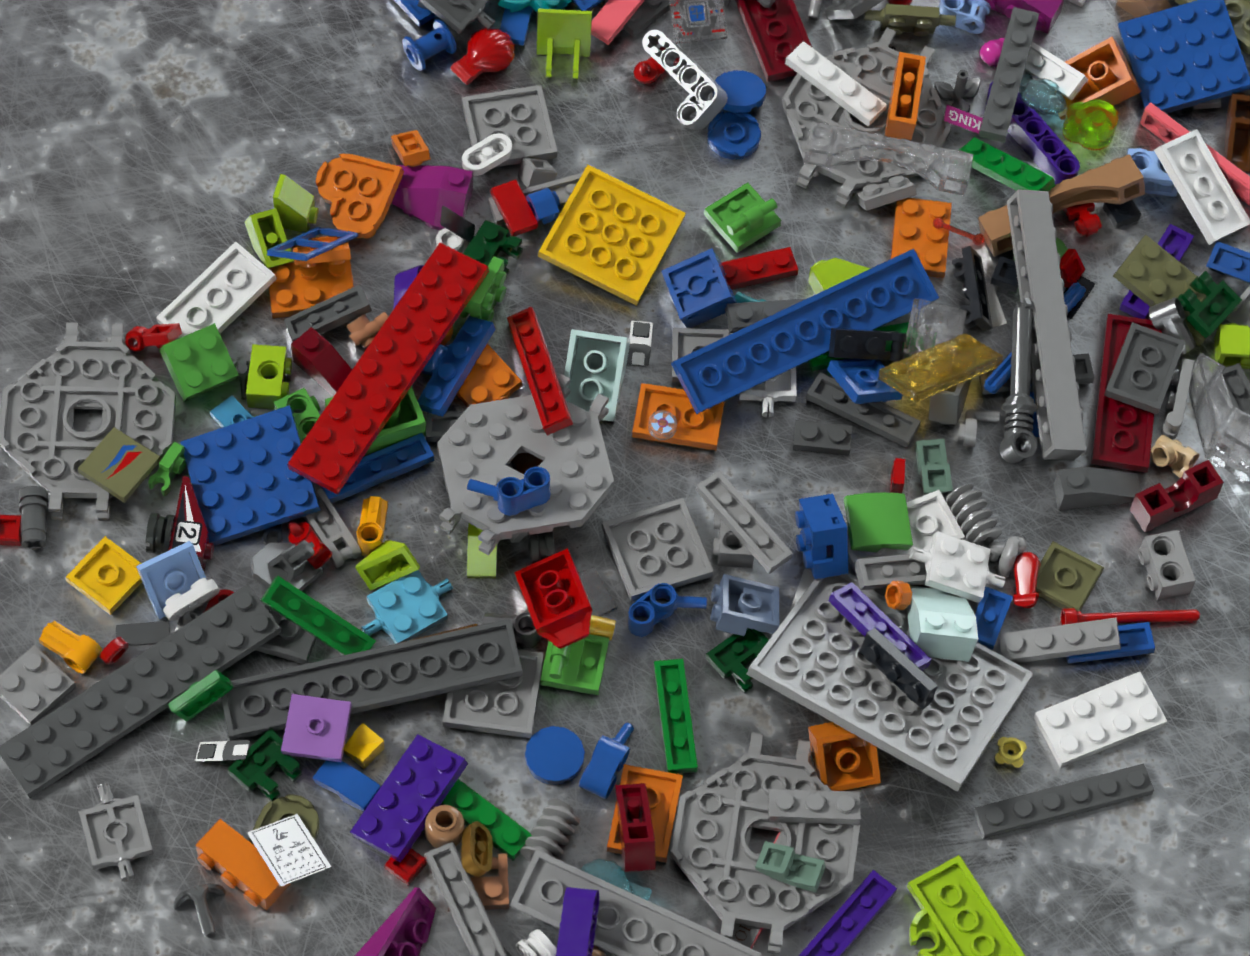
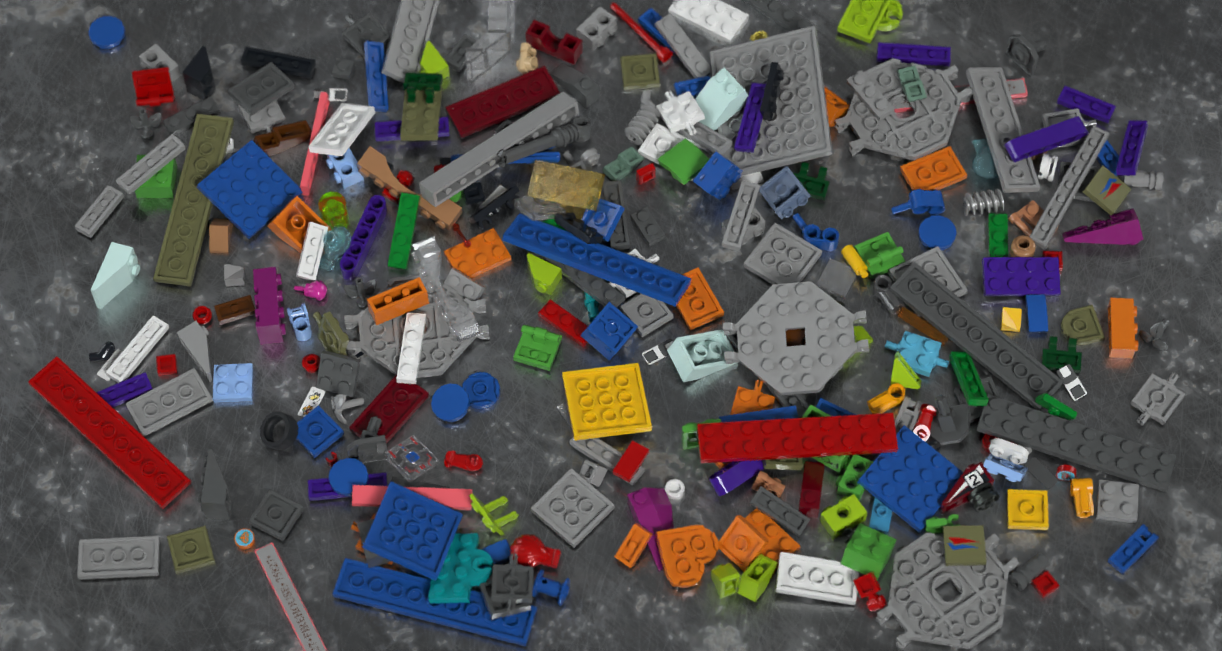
camera: 120 degrees left, 0 degrees up
(289, 850) = (1098, 308): white sticker -> none
(302, 240) = (743, 528): blue window -> none
(316, 728) = (1026, 338): medium lavender plate -> none
(457, 224) = (665, 484): black sticker -> none
(476, 849) = (1023, 224): pearl gold plate -> none
(485, 154) = (608, 497): white plate -> none
(490, 241) = (666, 466): dark green plate -> none
(515, 494) = (821, 313): blue beam -> none
(539, 371) = (730, 372): red tile -> none
(544, 205) = (619, 442): blue plate -> none
(556, 599) = (859, 274): red slope -> none
(635, 827) = (949, 163): dark red slope -> none
(662, 425) = (710, 297): clear tile -> none
(675, 716) = (869, 191): green plate -> none
(683, 73) = (457, 451): light grey beam -> none
(898, 595) = (721, 125): orange tile -> none
(963, 119) = (378, 273): dark pink sticker -> none
(1008, 75) = (336, 262): dark grey plate -> none
(1008, 556) = (650, 95): light grey arm -> none
(1026, 574) = (658, 83): red piece -> none
(1144, 368) = (487, 94): dark grey plate -> none
(1170, 319) = (447, 97): flat silver piece -> none
(1178, 399) = (489, 75): light grey plate -> none

